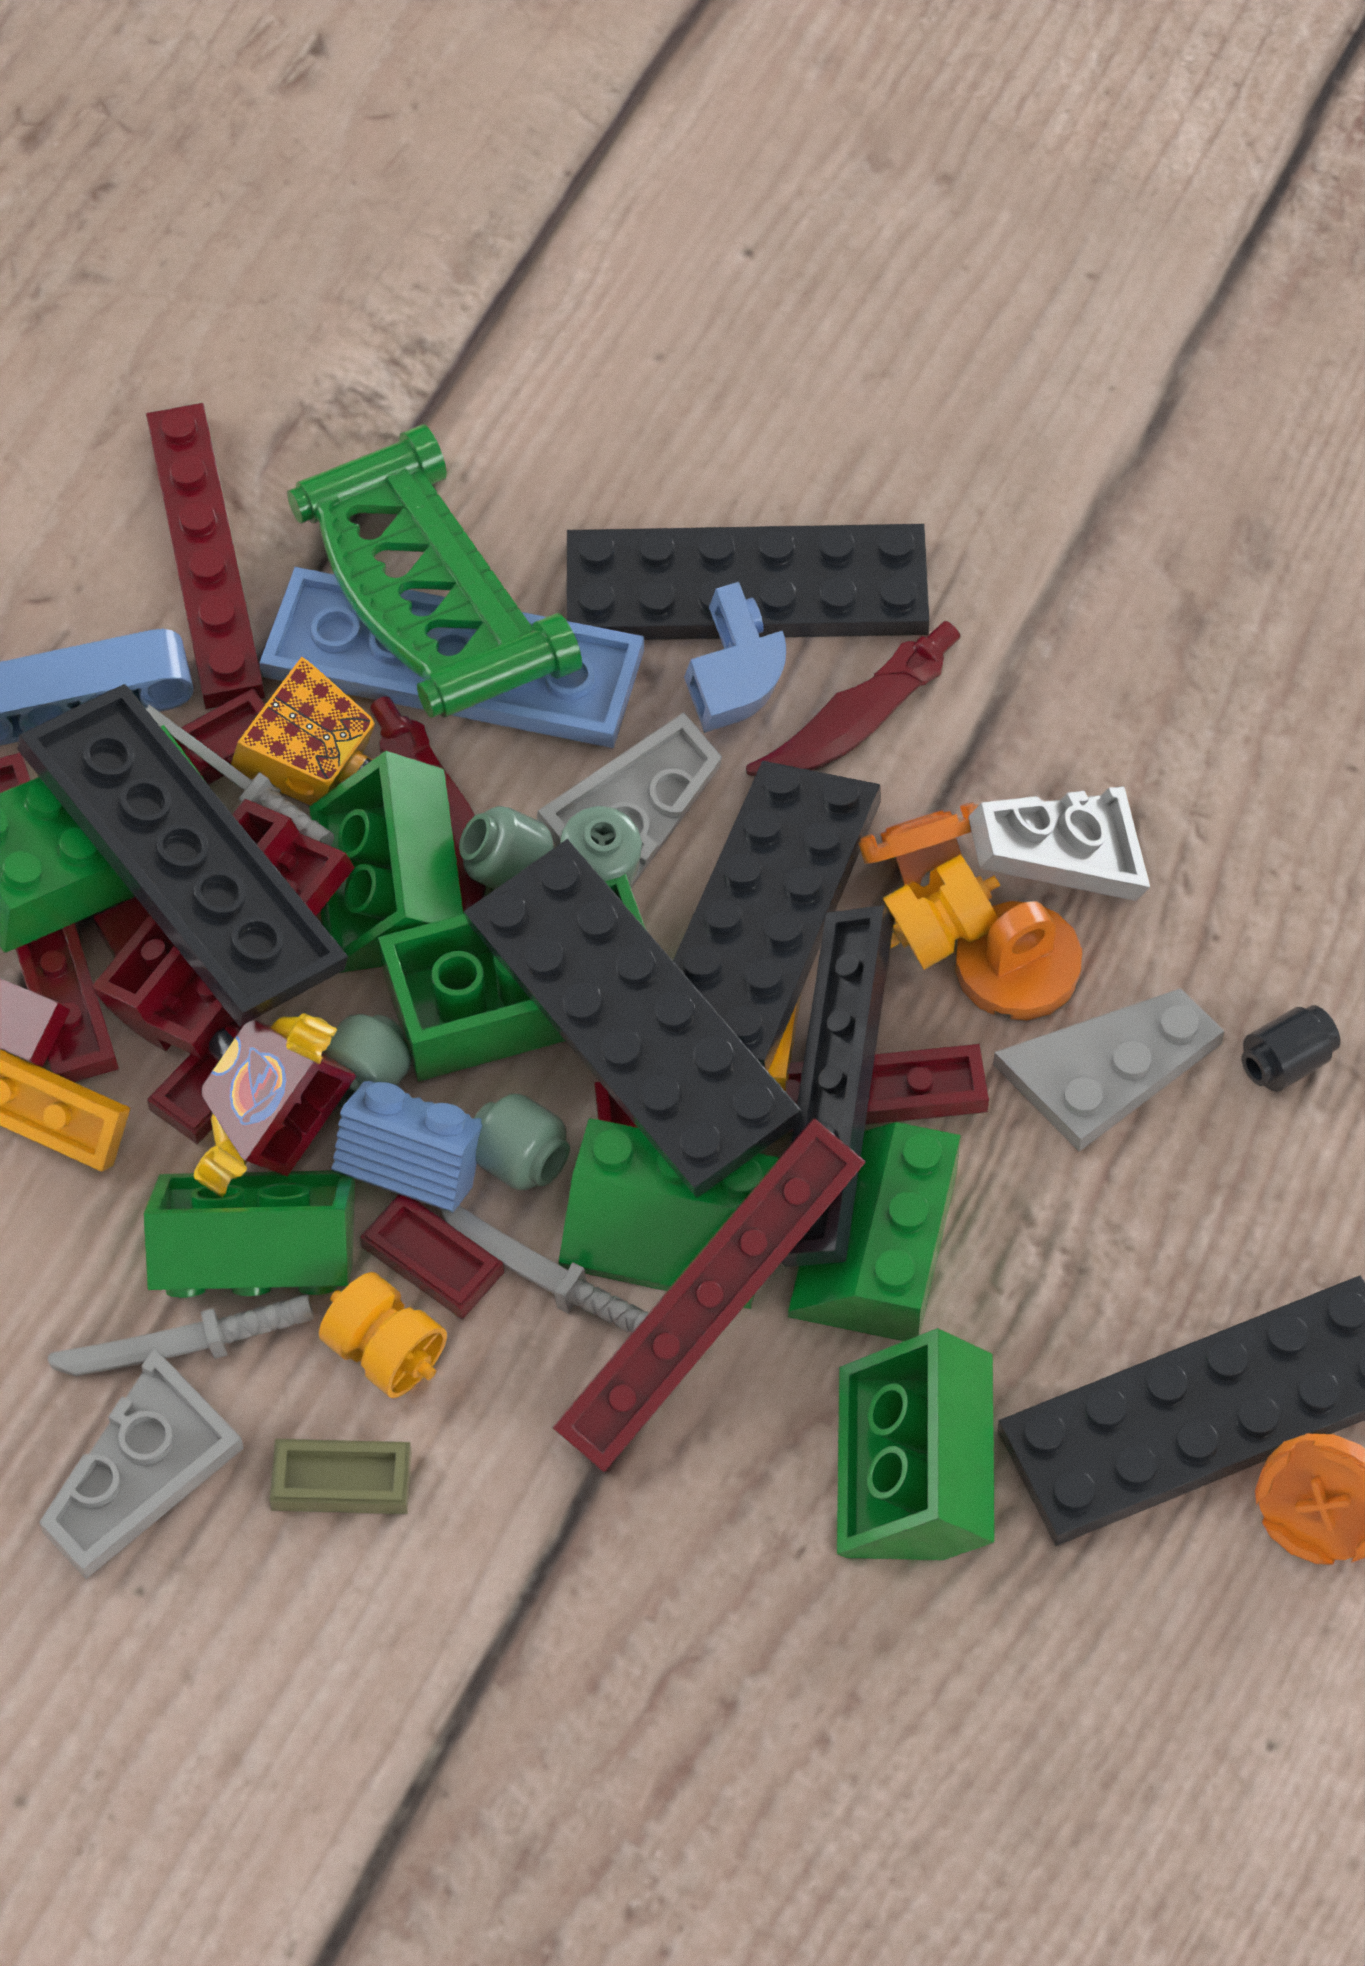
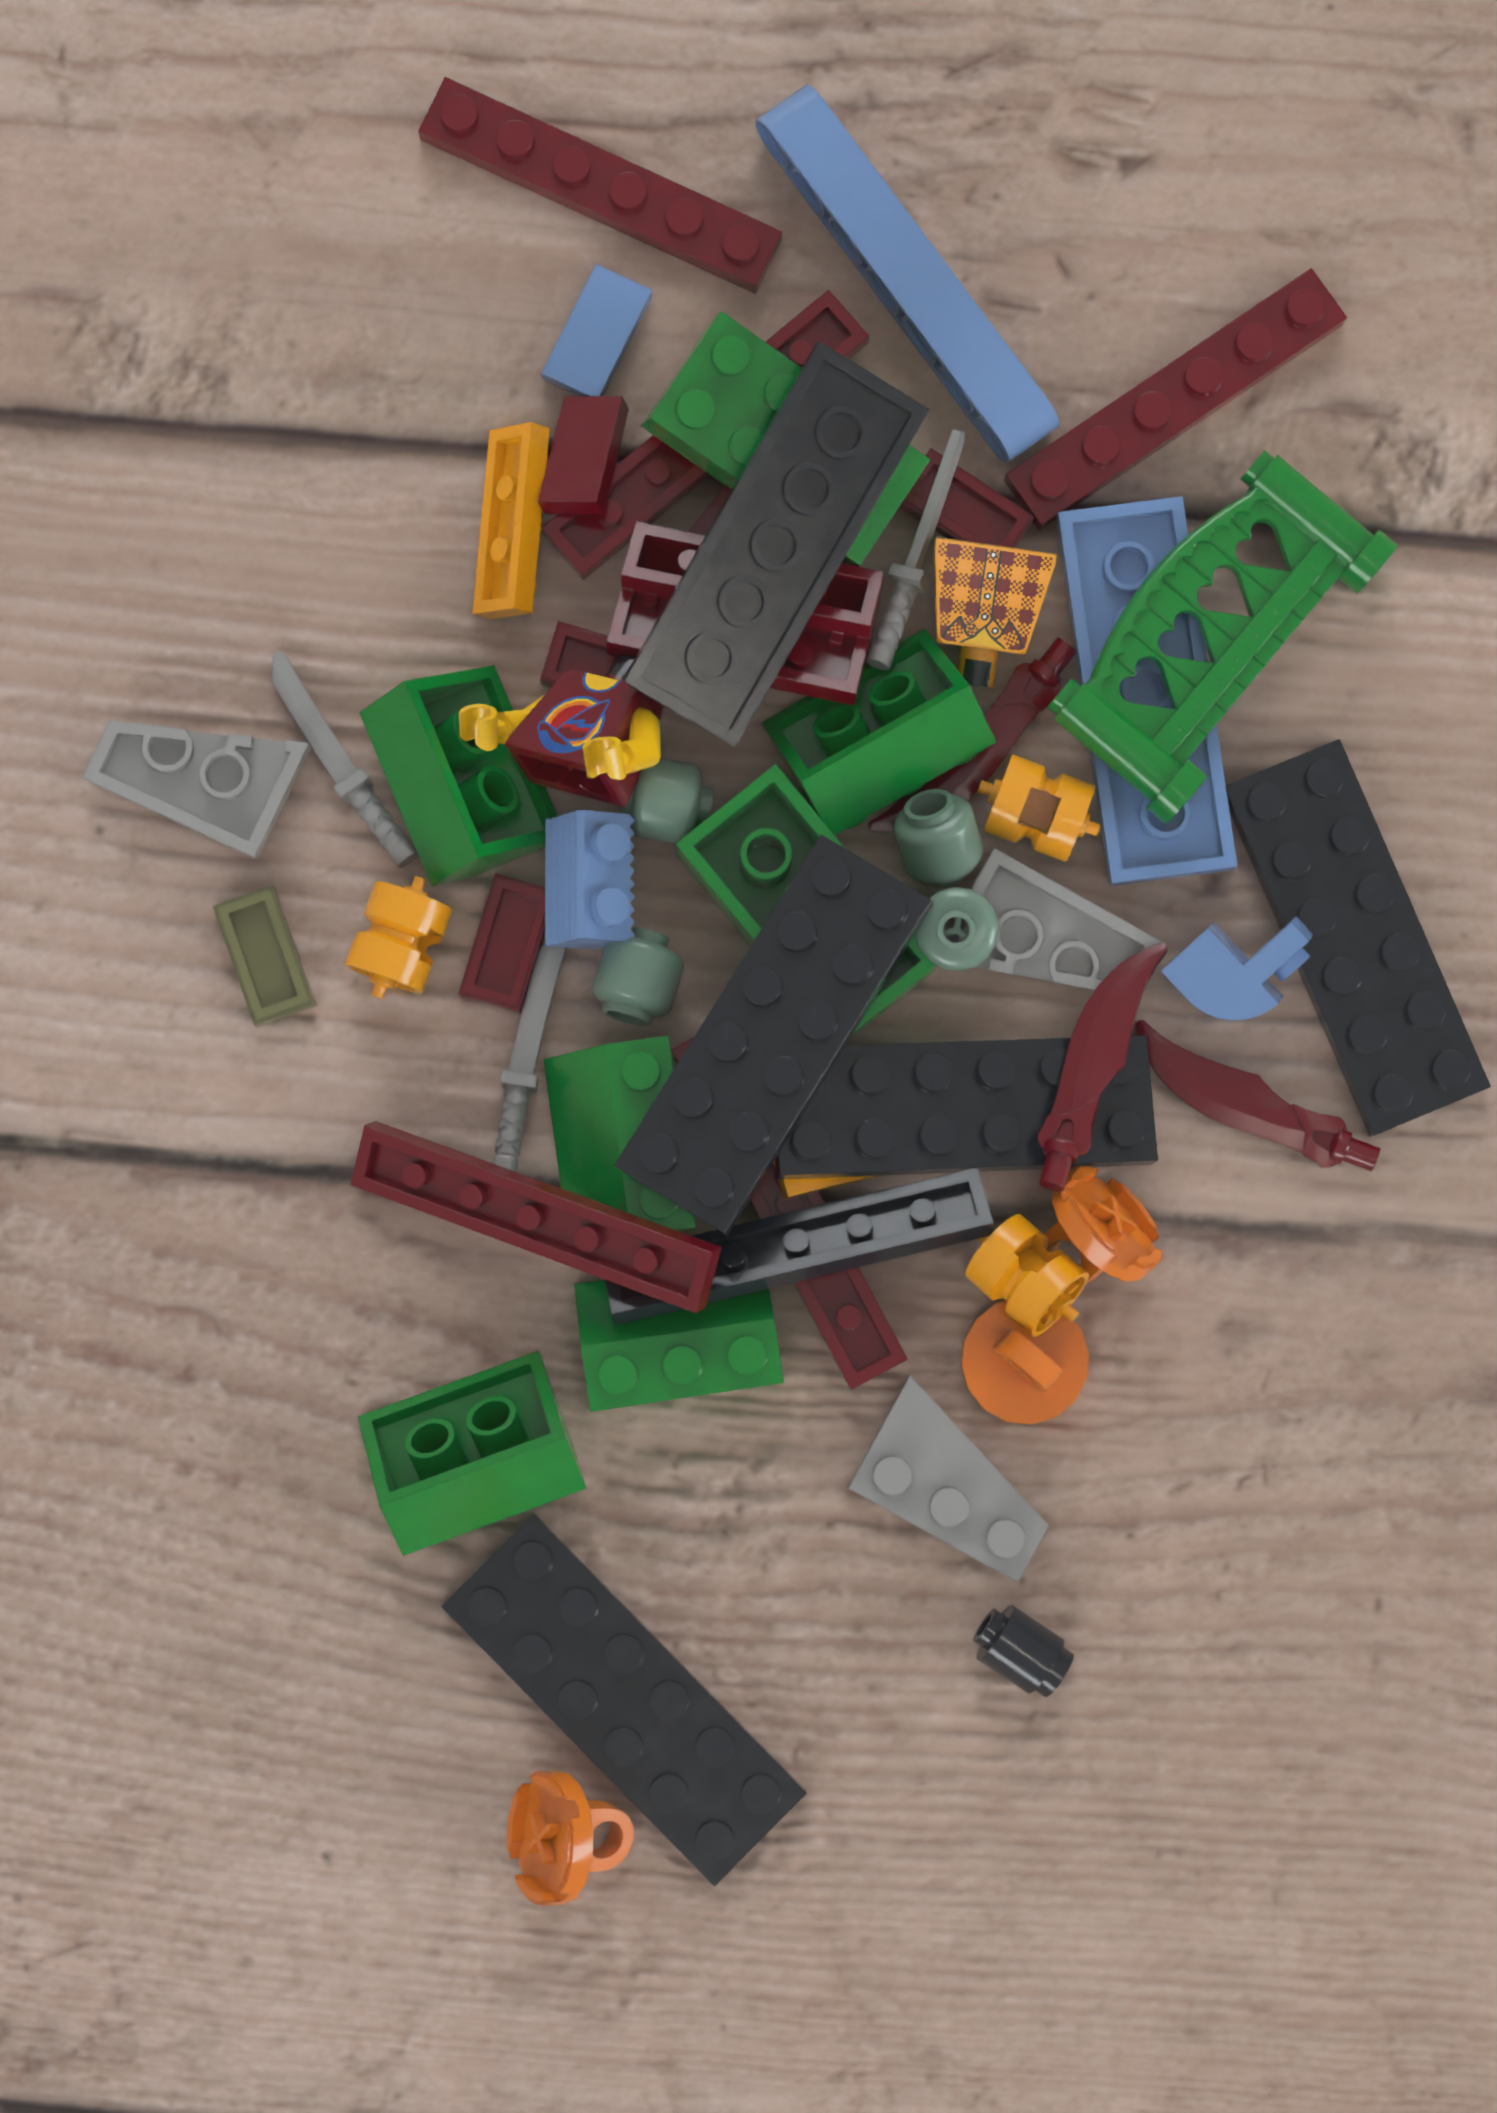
camera: 60 degrees right, 25 degrees up
(523, 761) = (1039, 808): none -> light orange wheel
(771, 794) = (1092, 1060): none -> dark red sword
(1063, 842) = (1155, 1363): light grey wing -> none

